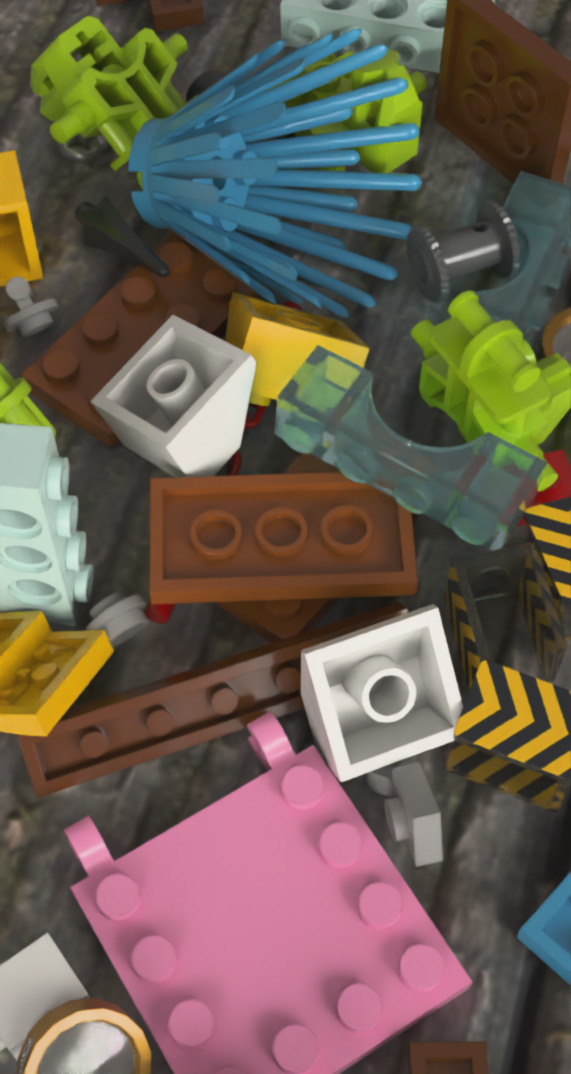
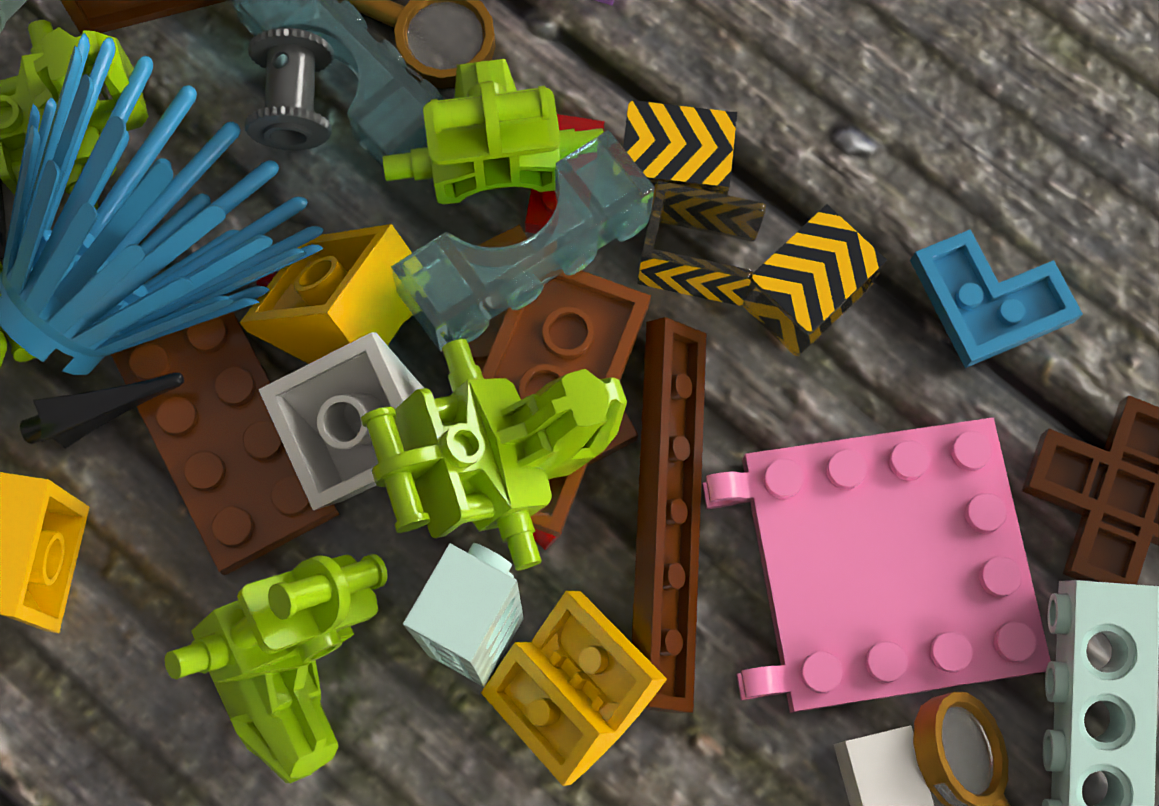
camera: 70 degrees left, 15 degrees up
(31, 317) = (147, 533): light grey plate -> none
(119, 617) = (550, 577): light grey plate -> none
(183, 479) = (487, 451): none -> lime piece
(381, 693) = (748, 376): white slope -> none
(411, 809) = (838, 396): light grey plate -> none

